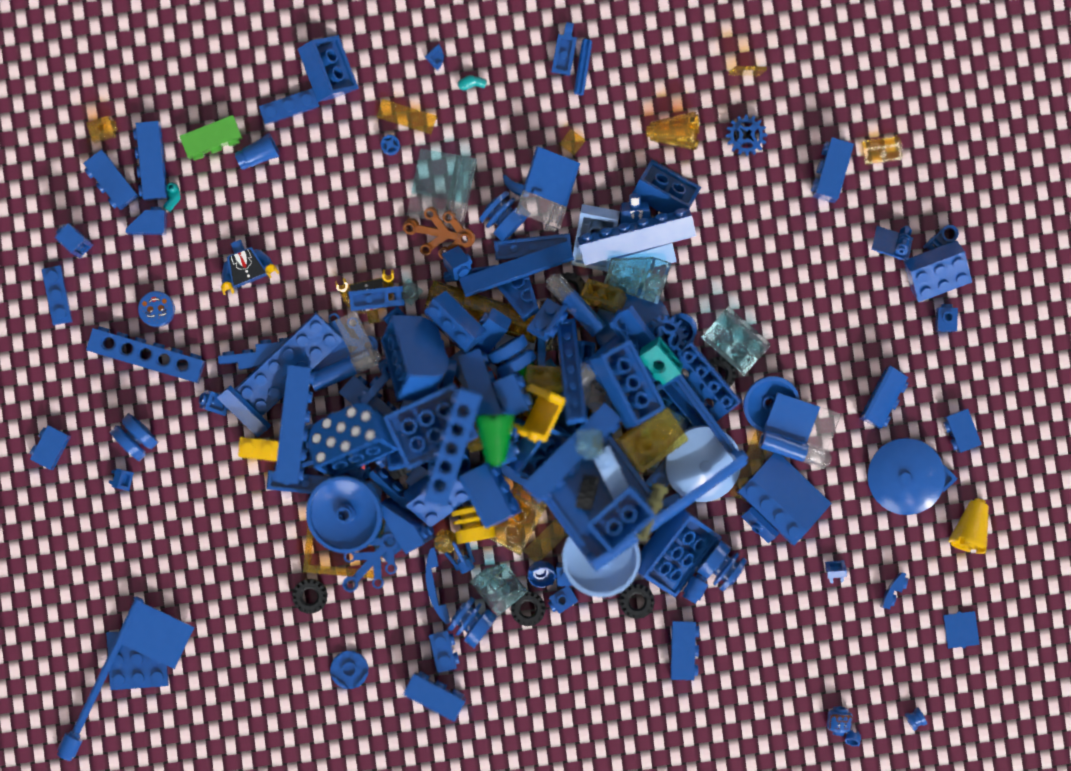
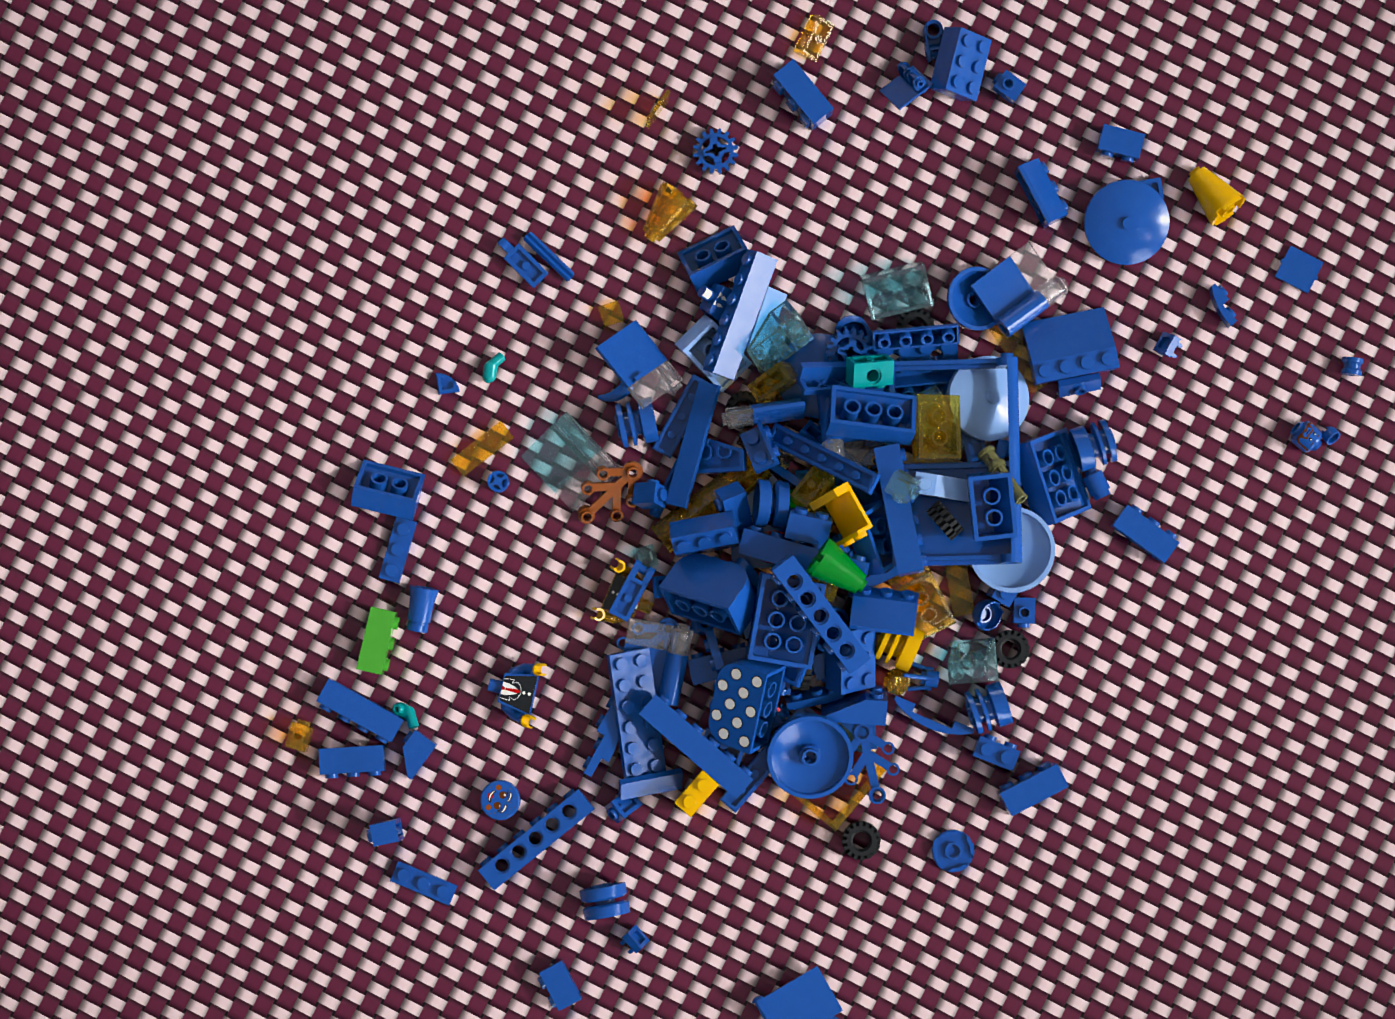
camera: 55 degrees left, 0 degrees up
(648, 604) = (1084, 542): black tyre -> none

